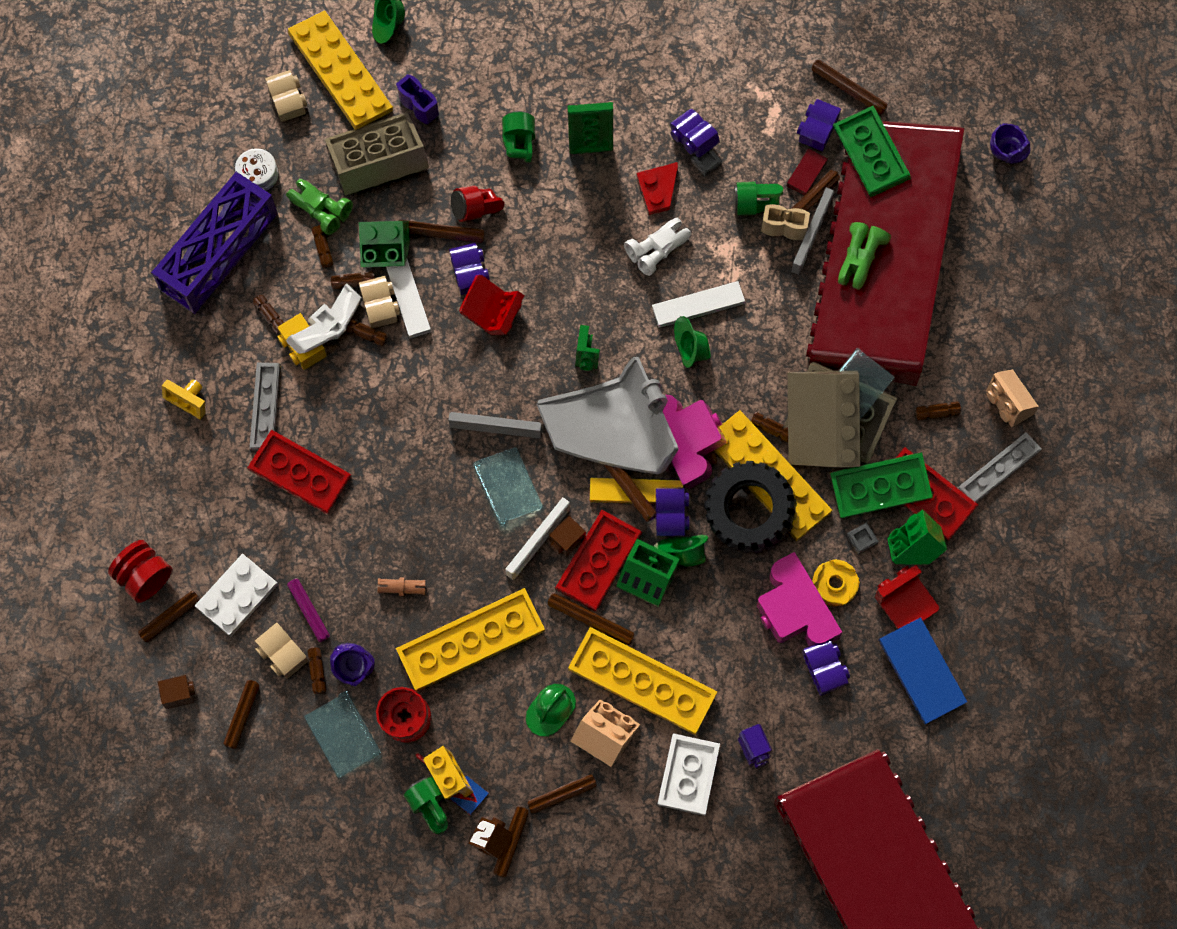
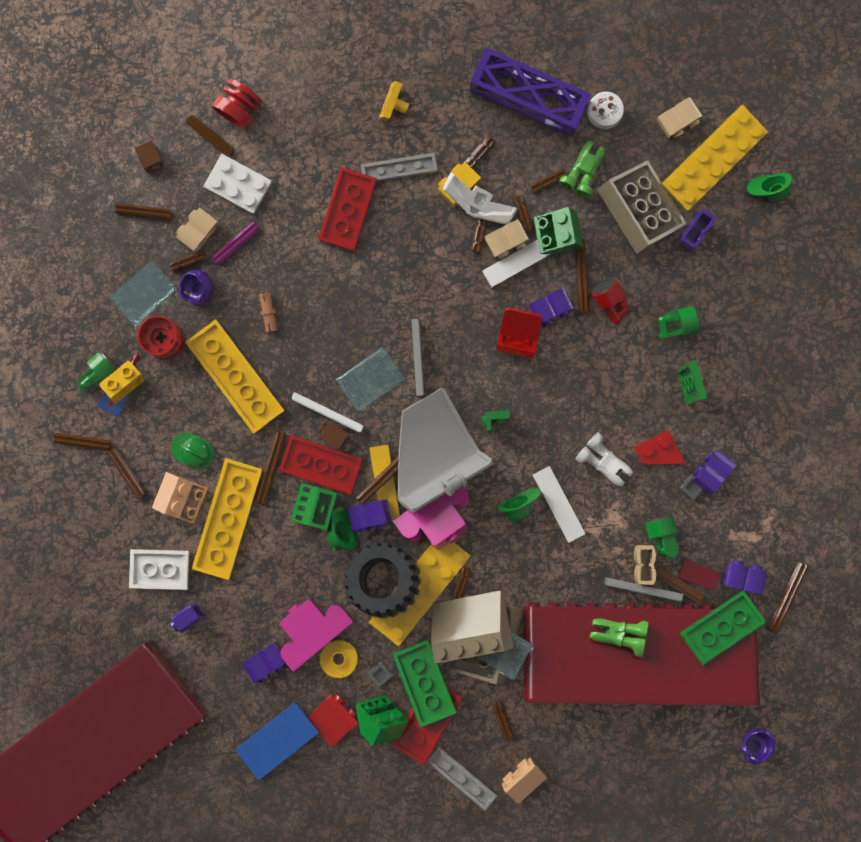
camera: 75 degrees right, 15 degrees up
(490, 837) = (79, 425): reddish brown brick -> none

